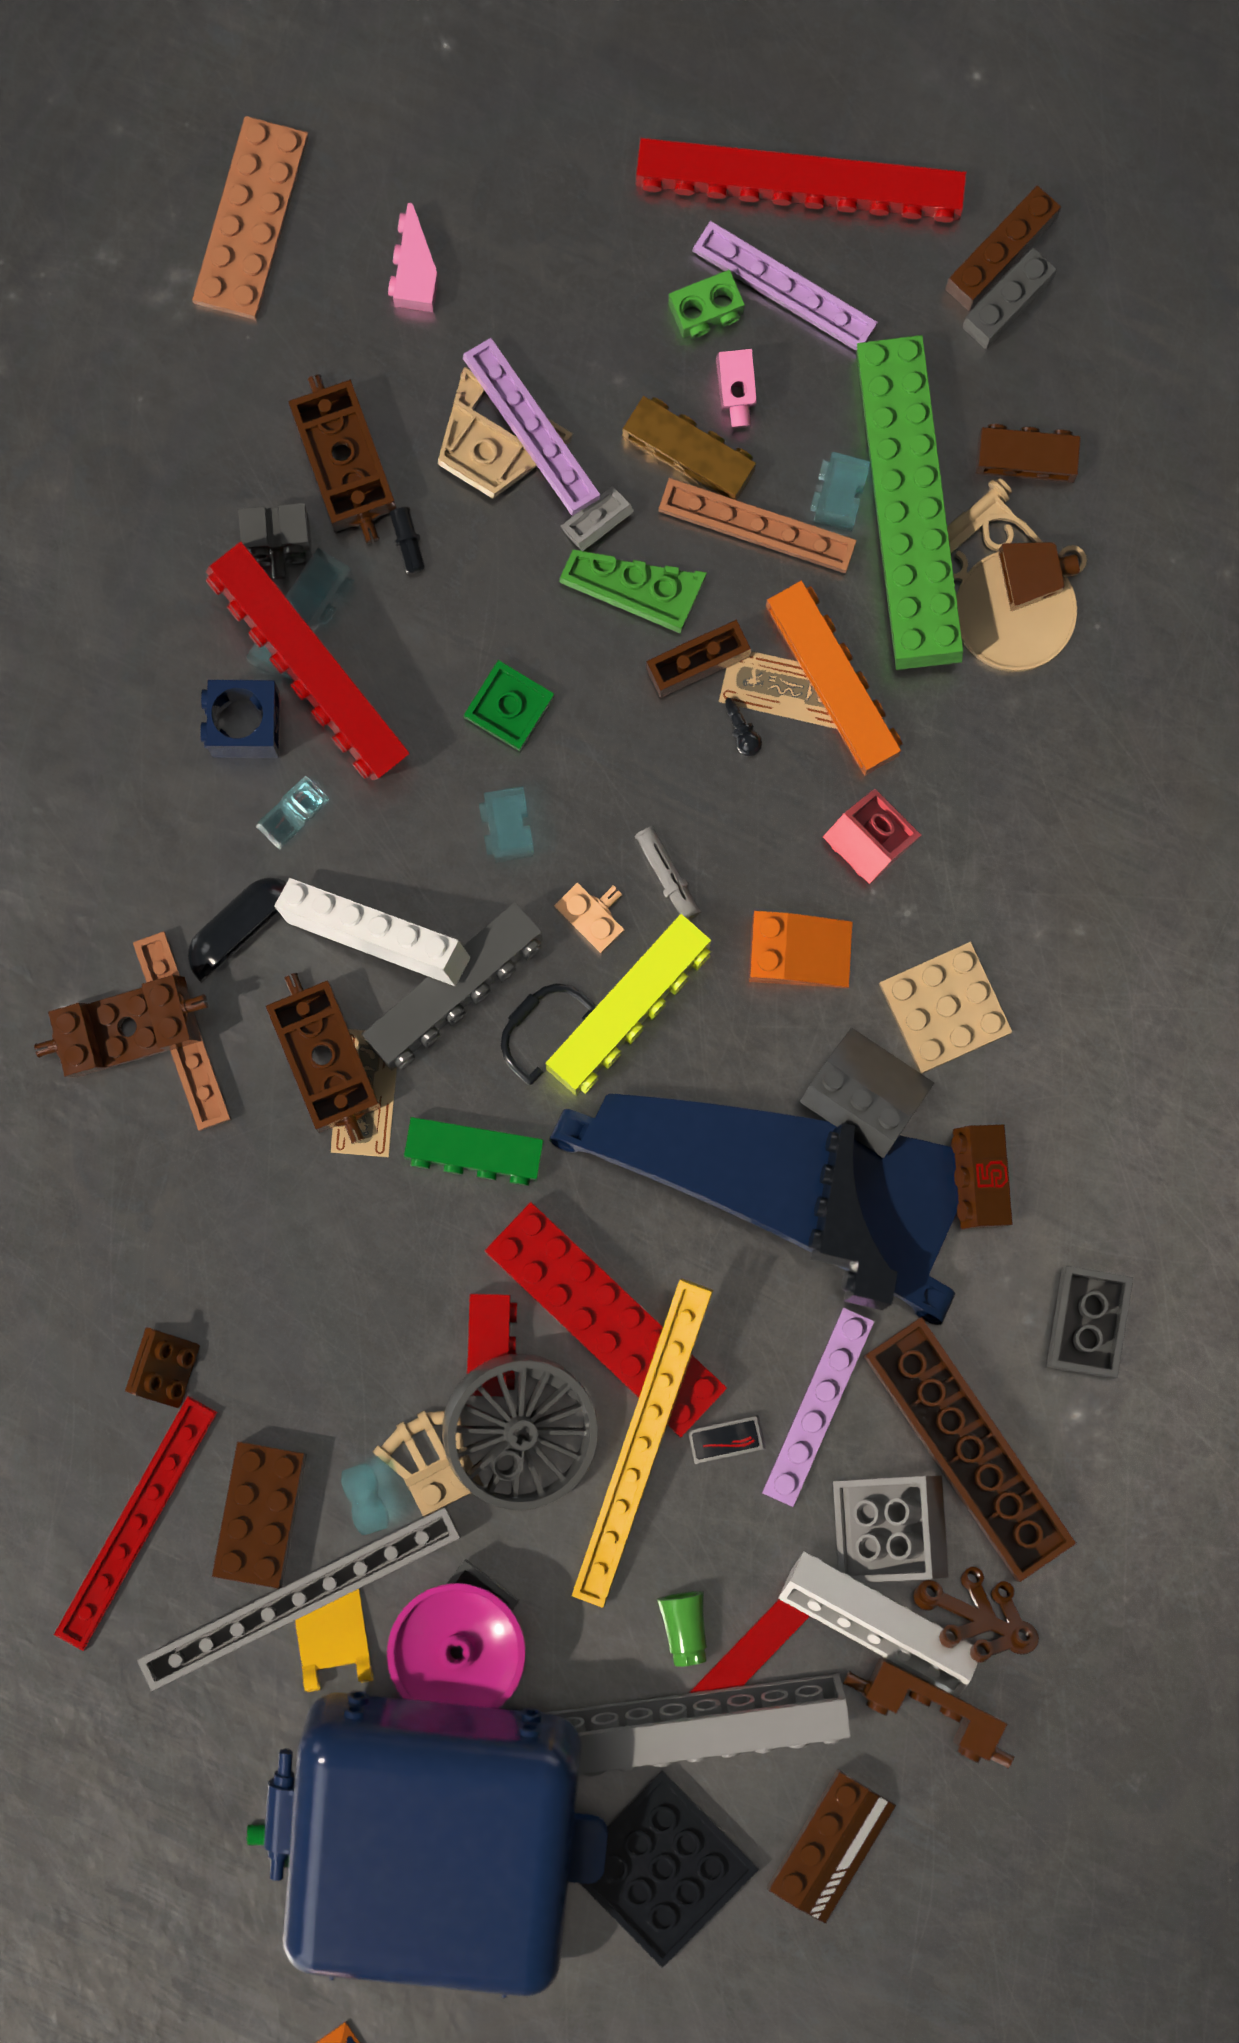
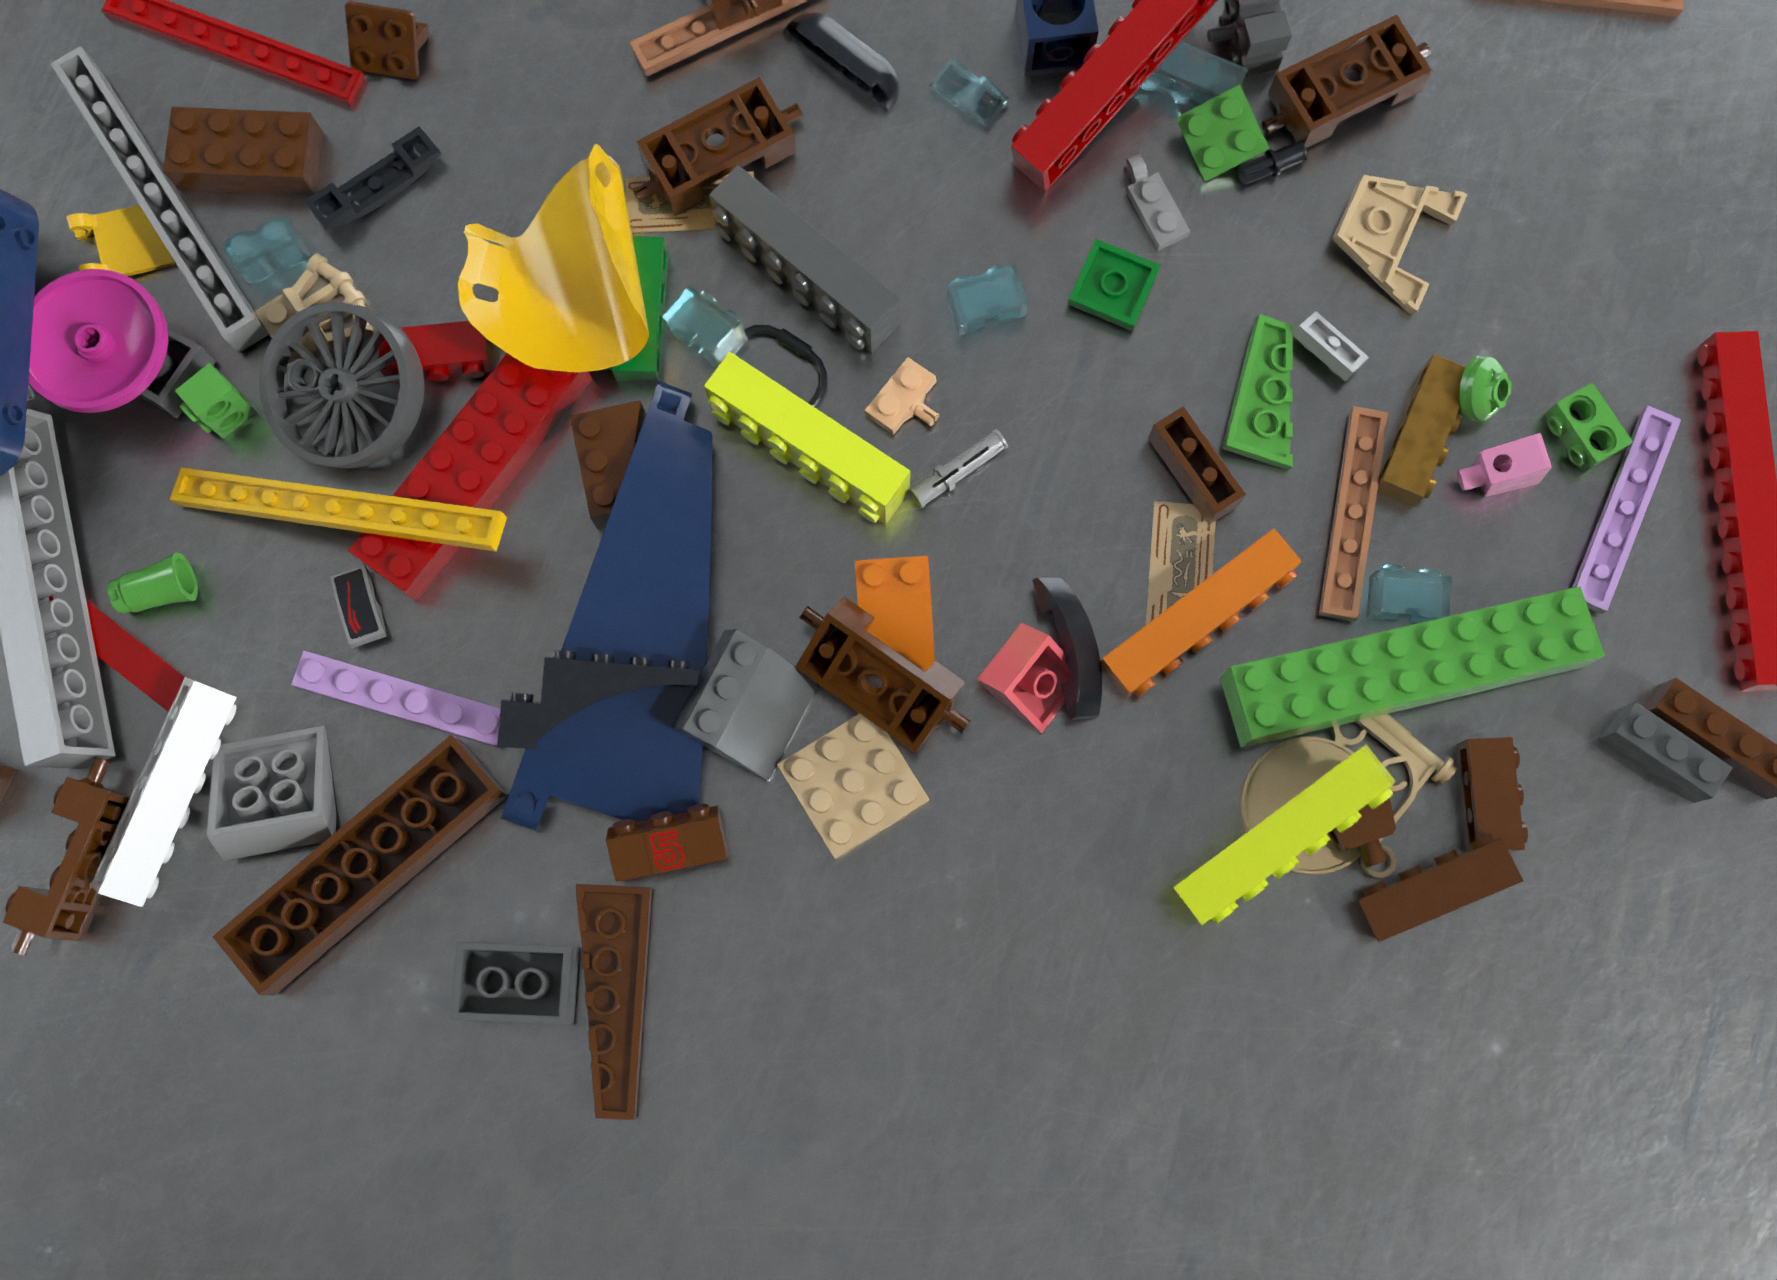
camera: 85 degrees right, 5 degrees down
(306, 1390) = (377, 184): none -> black slope
(372, 931) = (847, 166): white brick -> none
(377, 582) = (1222, 133): none -> bright green plate
(416, 274) = (1553, 131): bright pink slope -> none
(433, 655) = (1154, 205): none -> light grey plate
(437, 1206) = (566, 283): none -> yellow piece
(508, 1080) = (699, 320): none -> clear light blue brick
(518, 1554) = (214, 402): none -> bright green brick
(531, 426) = (1416, 262): lavender plate -> none
(617, 1193) = (604, 448): none -> reddish brown wedge
(660, 390) = (1483, 388): none -> bright green piece
(747, 741) = (1115, 533): black bar -> none
(838, 996) = (909, 700): none -> reddish brown brick
(847, 789) = (1079, 645): none -> black slope
(981, 1617) = (178, 905): reddish brown plant -> none
(1048, 636) = (1286, 833): none -> neon yellow brick
(1082, 1236) = (614, 961): none -> reddish brown wing
(1105, 514) = (1439, 889): none -> reddish brown brick

